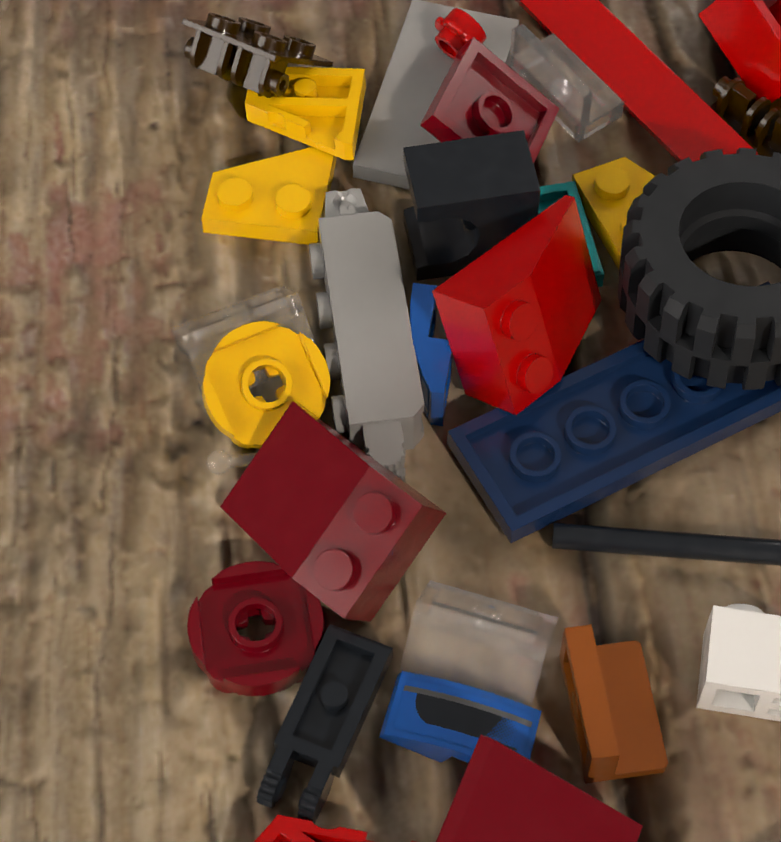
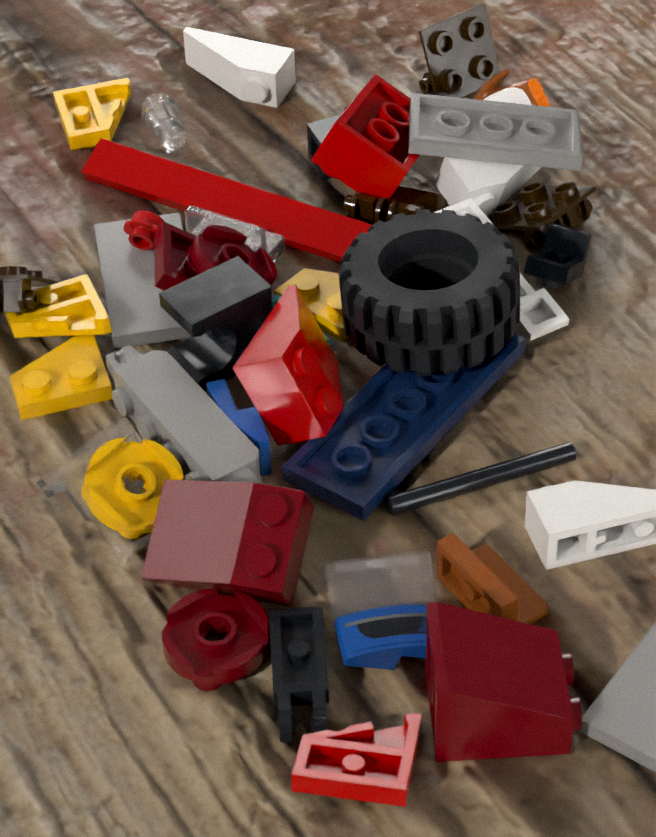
camera: 25 degrees left, 15 degrees down
(540, 95) = (224, 243): none -> dark red plate

